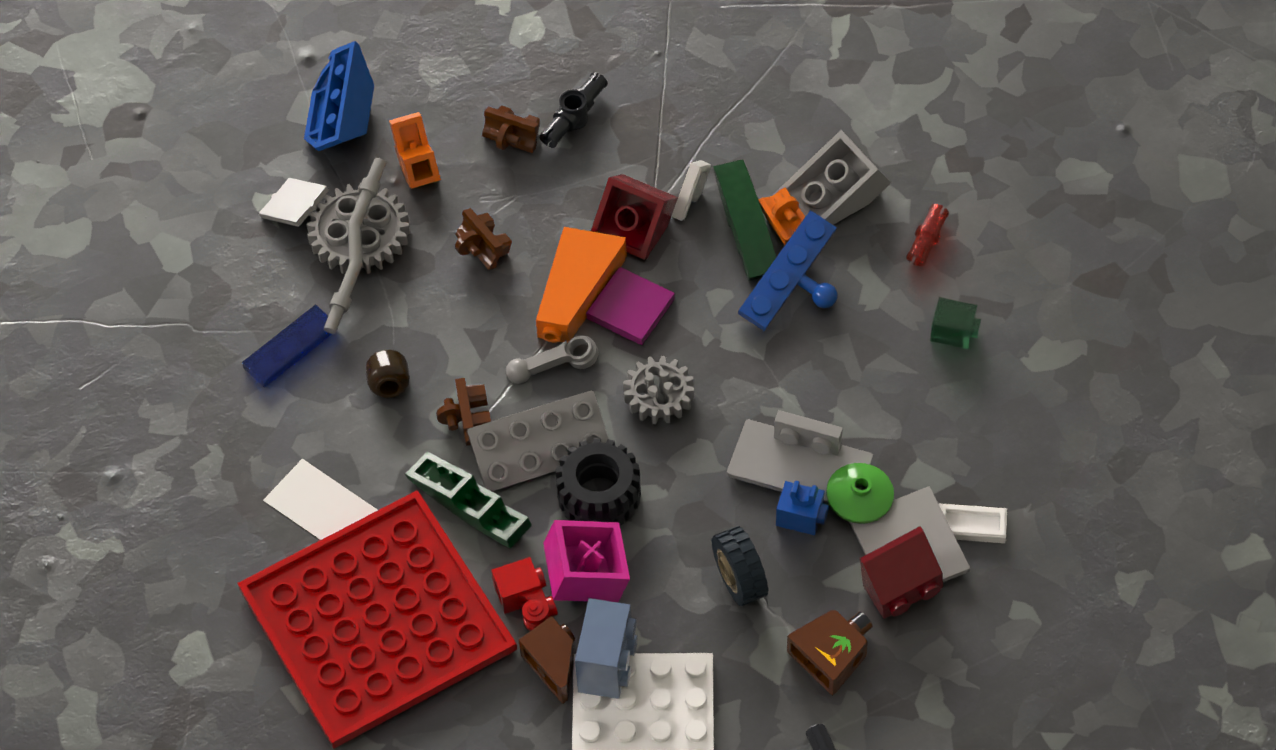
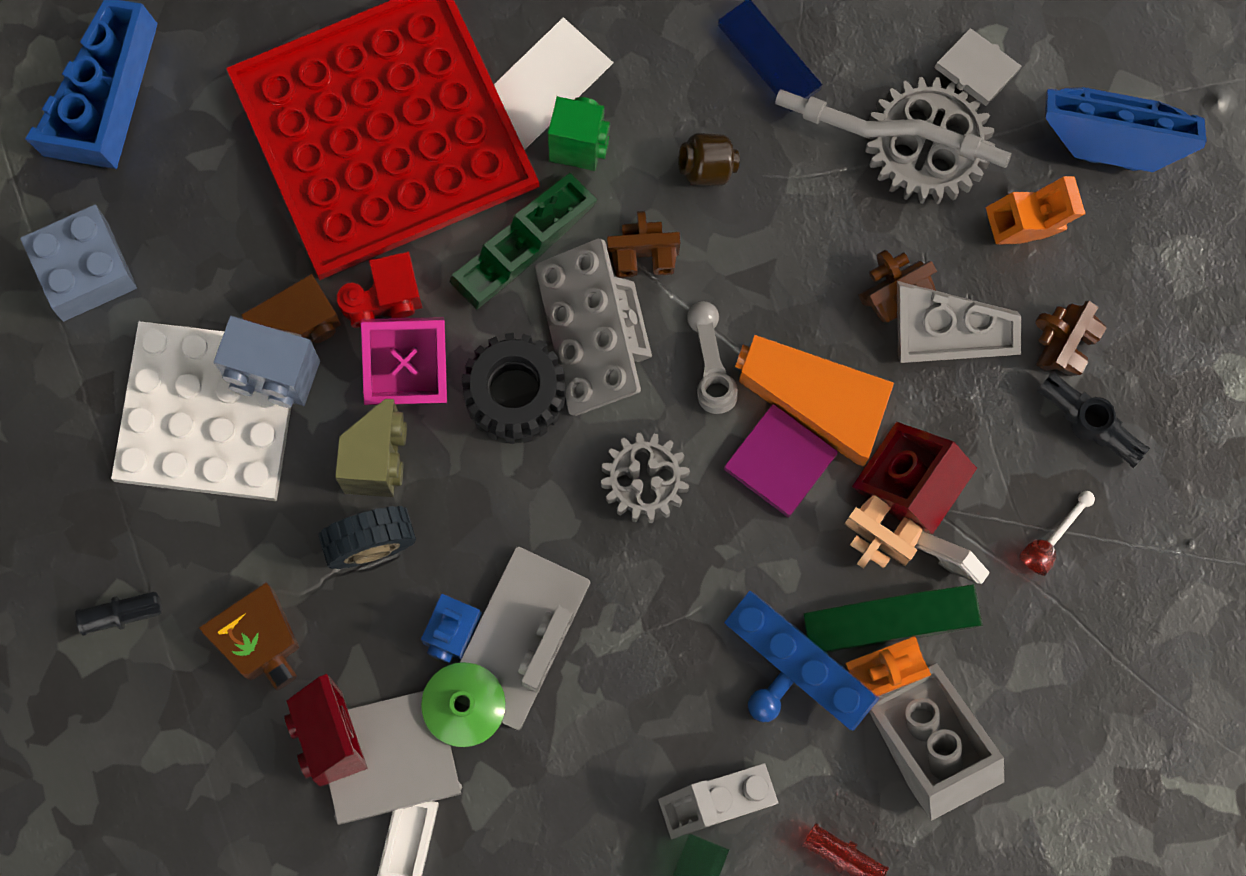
camera: 90 degrees right, 20 degrees up
(375, 459) = (578, 133): none -> green brick
(512, 199) = (952, 327): none -> light grey wing
(666, 572) = (369, 452): none -> olive slope
(680, 135) = (1040, 554): none -> hinge
(687, 234) = (867, 524): none -> light nougat hips
(907, 315) = (717, 800): none -> light grey bracket

